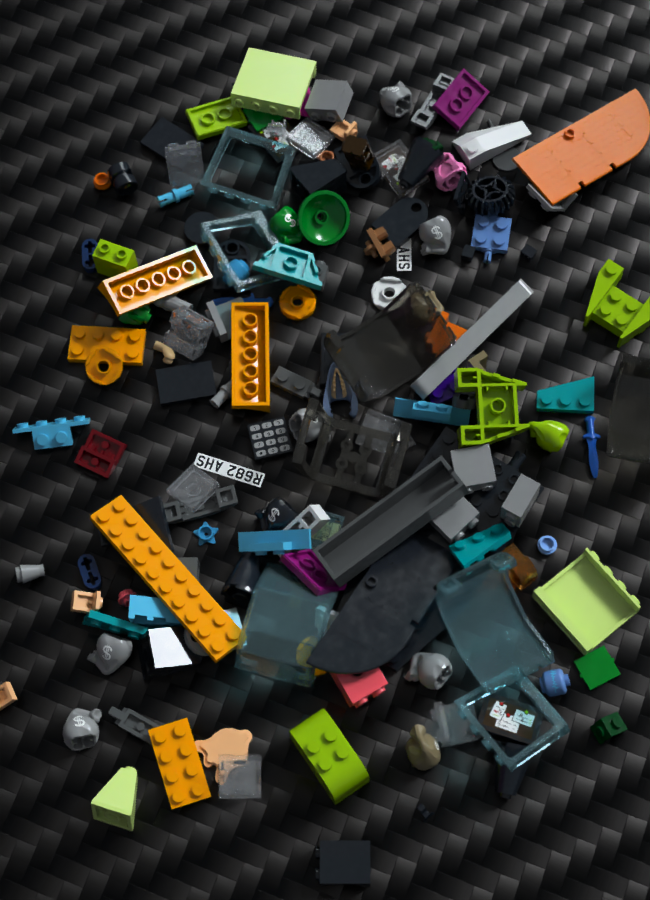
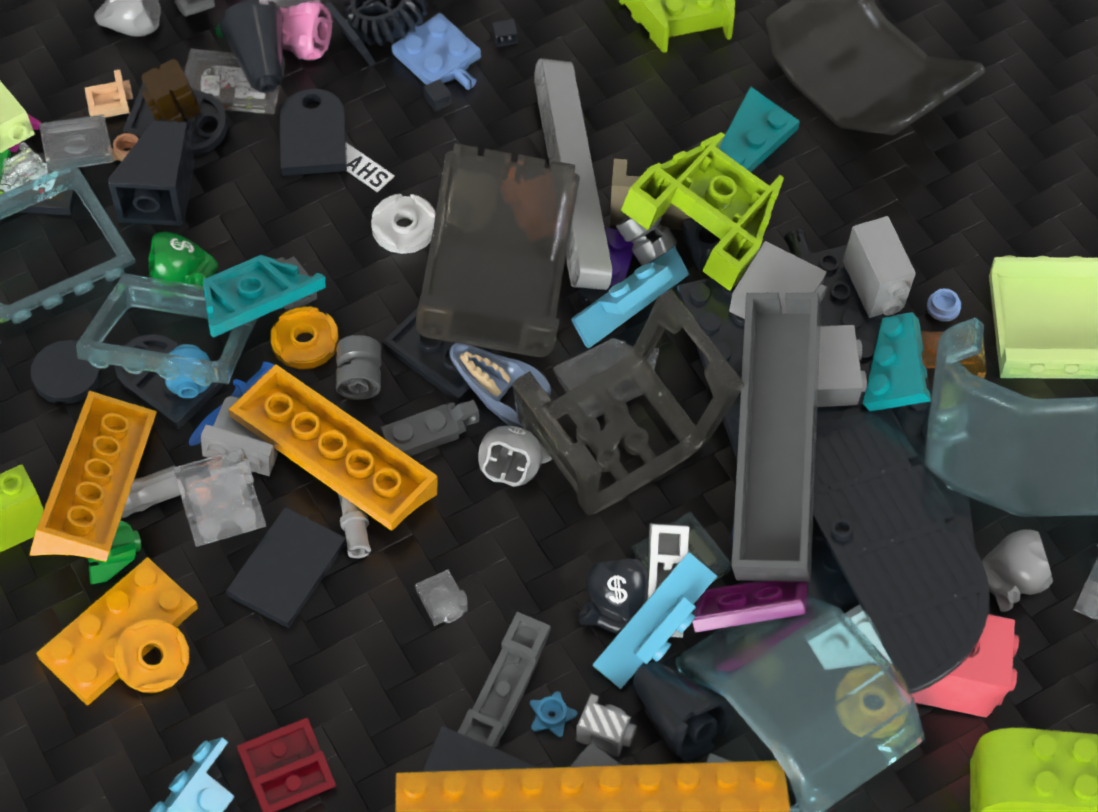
camera: 55 degrees left, 10 degrees down
(167, 352) = (210, 554): tan arm -> none
(193, 488) = (466, 675): clear tile -> none
(214, 557) = (605, 727): none -> light grey brick
(219, 452) = (442, 598): none -> clear bracket
(229, 470) = (480, 610): white sticker -> none
(270, 439) = (481, 521): tile -> none
(298, 334) = (358, 367): none -> dark grey wheel
(329, 100) = (47, 78): light grey piece -> none
(333, 220) = (218, 207): green dish -> none
(384, 250) = (336, 180): medium nougat hips -> none
(435, 235) = (378, 108): light grey piece -> none
(549, 434) = (801, 185): lime piece -> none
(591, 438) = (833, 152): blue sword -> none

